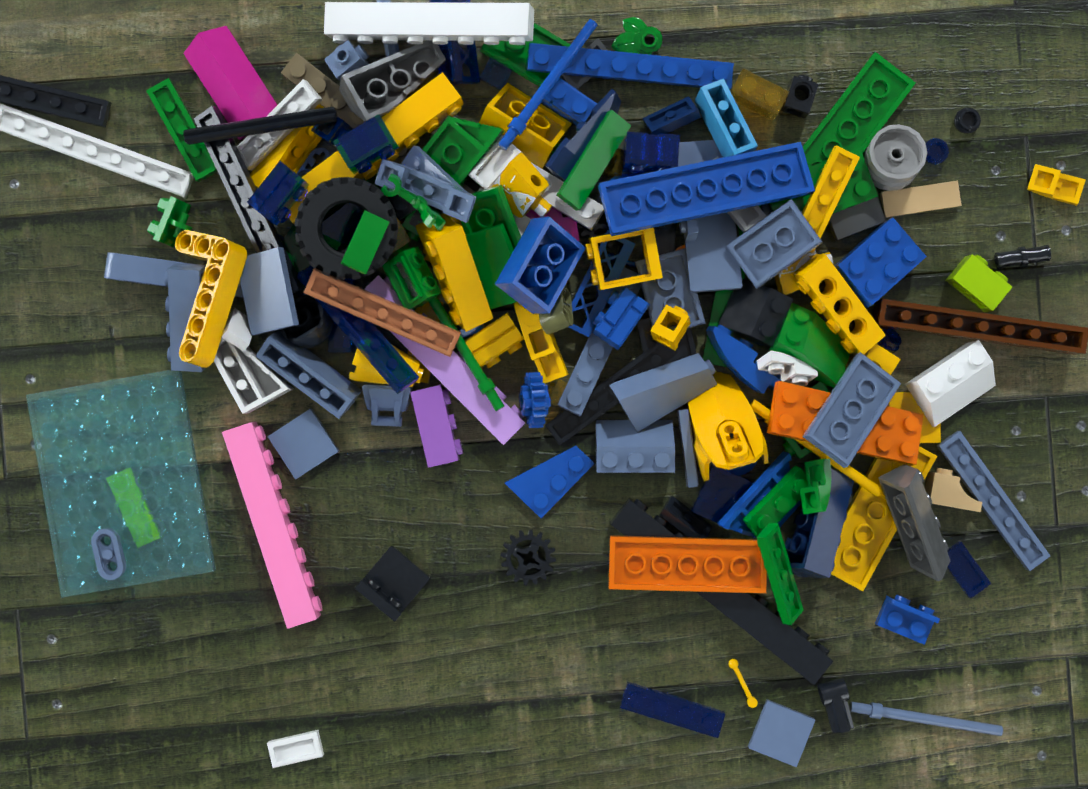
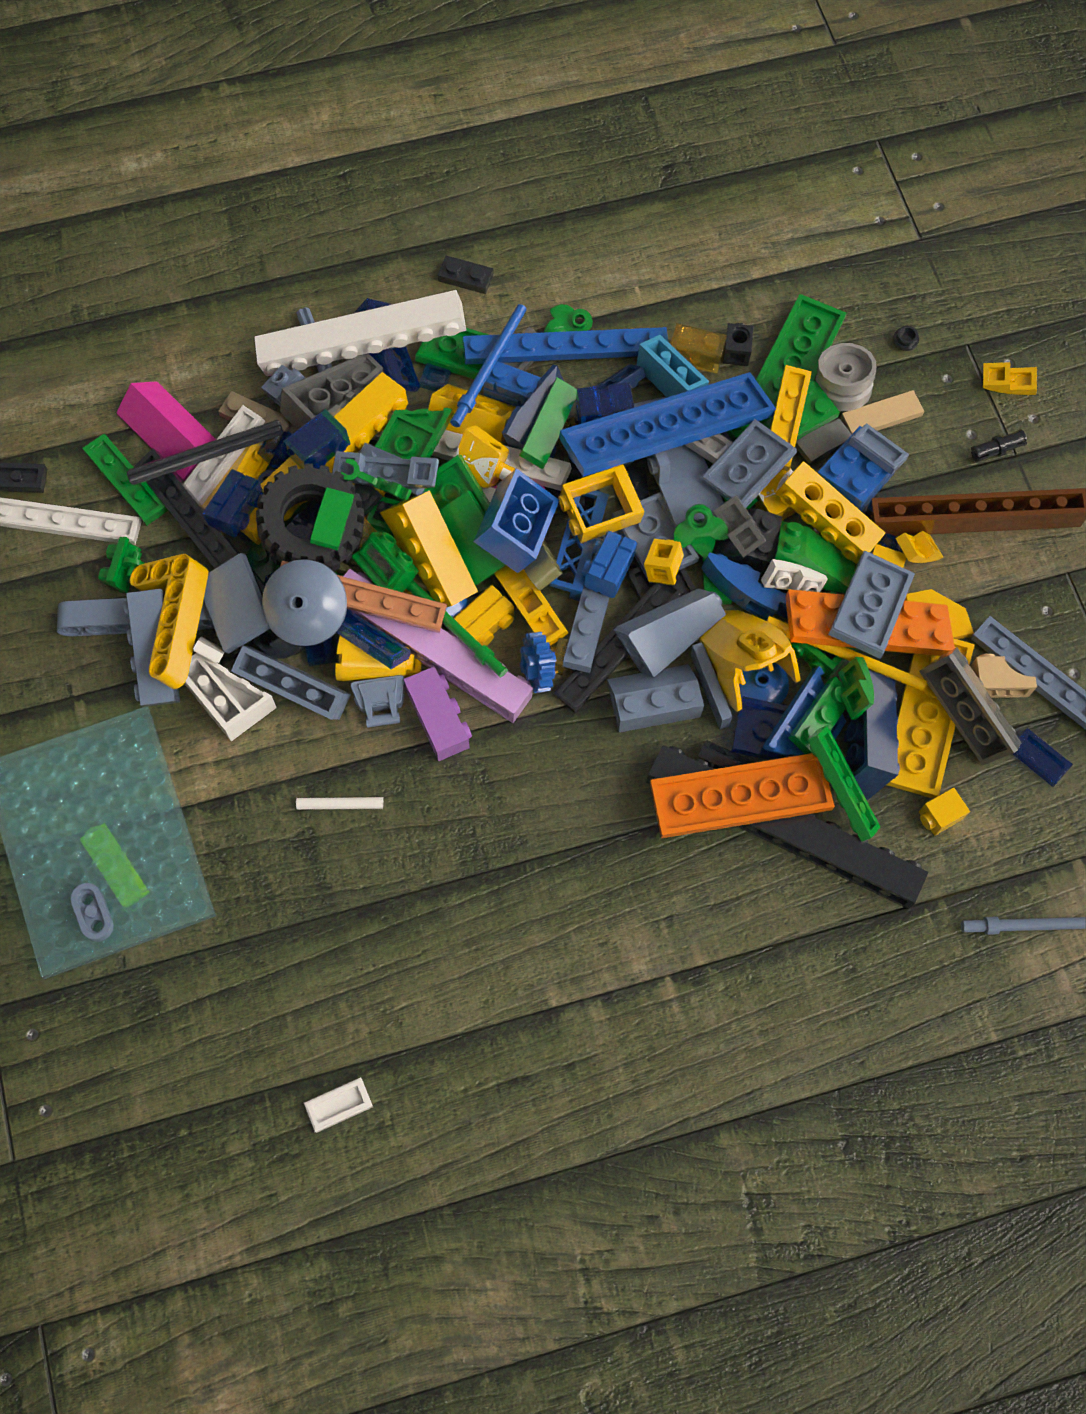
camera: 15 degrees left, 20 degrees down
(272, 524) = (276, 856): bright pink brick -> none
(303, 443) = (295, 761): sand blue tile -> none
(336, 489) = (340, 803): none -> white bar
(338, 306) = (322, 606): none -> sand blue dish
(392, 583) = (420, 888): black bracket -> none
(493, 164) = (448, 443): white tile -> none
(522, 567) = (575, 835): black gear -> none
(549, 481) = (571, 749): blue wing -> none
(672, 709) = (765, 971): clear blue plate -> none
(712, 303) = (700, 534): none -> green plate
(750, 307) = (741, 526): none -> dark grey slope
(751, 701) = (851, 944): yellow hinge -> none
(781, 733) = (894, 972): sand blue tile -> none
(835, 698) = (942, 918): black piece -> none
(863, 605) = (943, 812): none -> yellow brick
(902, 251) = (878, 449): none -> sand blue tile
(906, 619) = (995, 818): blue bracket -> none
(914, 351) = (919, 548): none -> yellow slope
(936, 151) = (885, 369): clear blue plate -> none
(953, 382) = (968, 570): white slope -> none
(979, 282) = (963, 474): lime brick -> none

